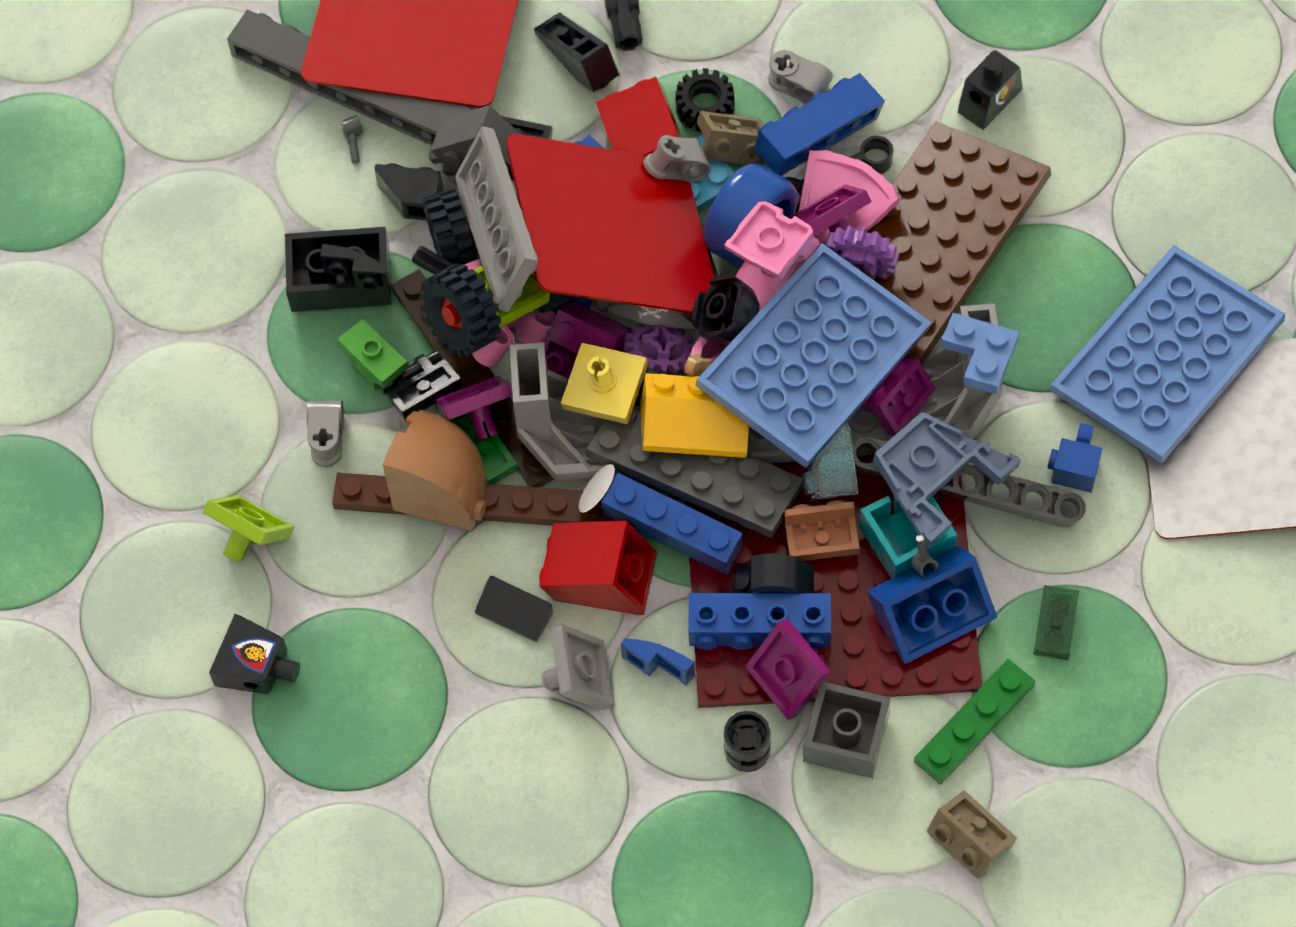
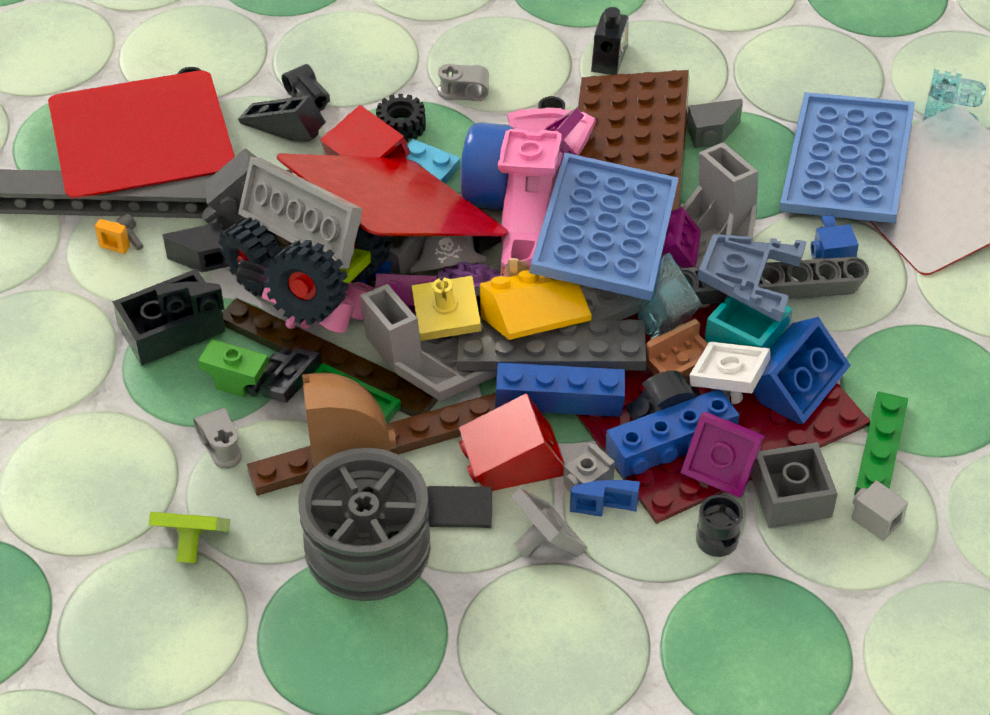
camera: 30 degrees left, 15 degrees down
(251, 659) = (249, 633): black torso -> none
(331, 139) = (112, 236): none -> light orange plate
(404, 645) = (365, 500): none -> dark grey wheel
(475, 402) = (345, 359): magenta tile -> none
(596, 488) = (482, 386): white sticker -> none
(666, 633) = (588, 467): none -> light grey brick
(678, 160) = (410, 151): light grey piece -> none
(724, 309) = (517, 218): black cylinder -> none
(730, 137) = (440, 131): dark tan bracket -> none
(818, 124) = (502, 95): blue brick -> none
(852, 575) = (730, 369): none -> white tile
(865, 251) = (597, 146): medium lavender gear -> none
(918, 792) = (879, 510): none -> light grey brick
(922, 557) = (781, 334): dark grey hand -> none
(970, 833) = (938, 526): dark tan bracket -> none
(987, 344) = (743, 164): medium blue plate -> none
(1046, 245) = (713, 122): none -> dark grey slope
(1056, 622) = (895, 353): clear green plate -> none

